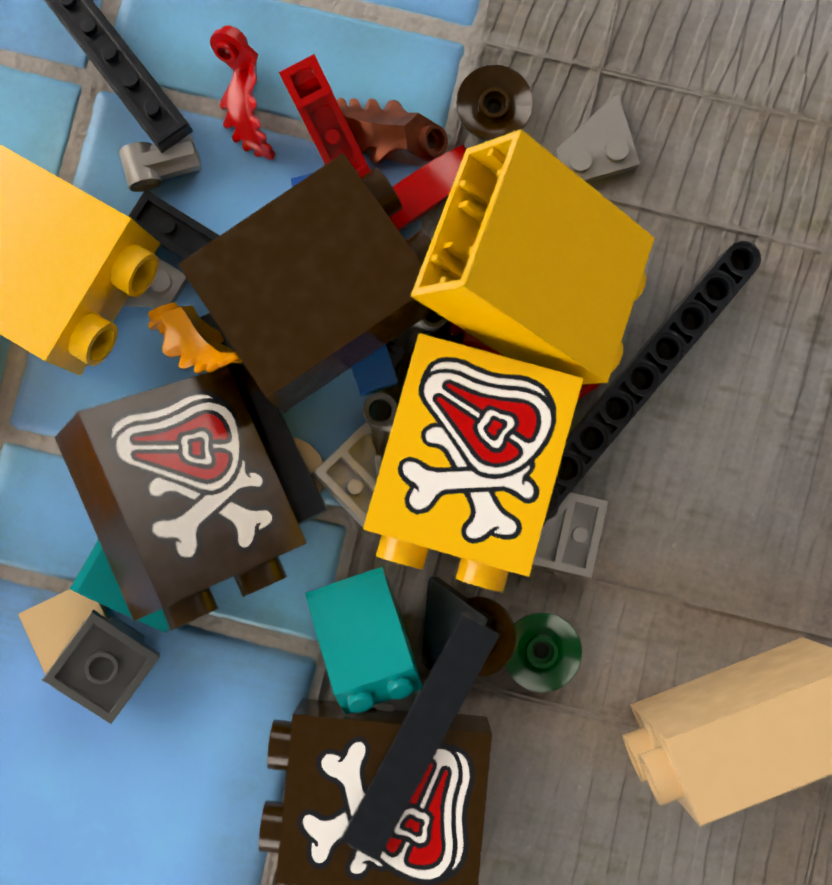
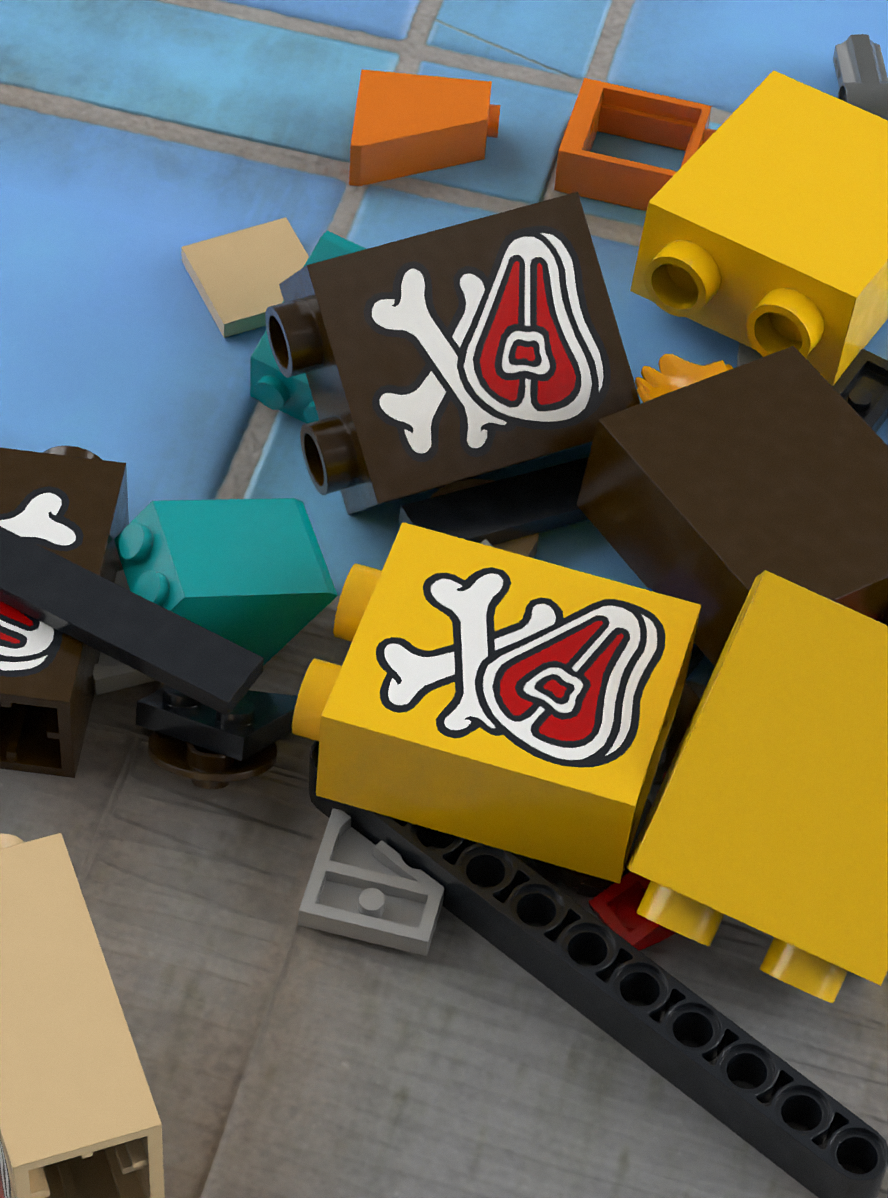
camera: 80 degrees right, 35 degrees down
(102, 665) = (209, 288): dark grey panel -> none
(560, 661) = (179, 816): dark green dish -> none

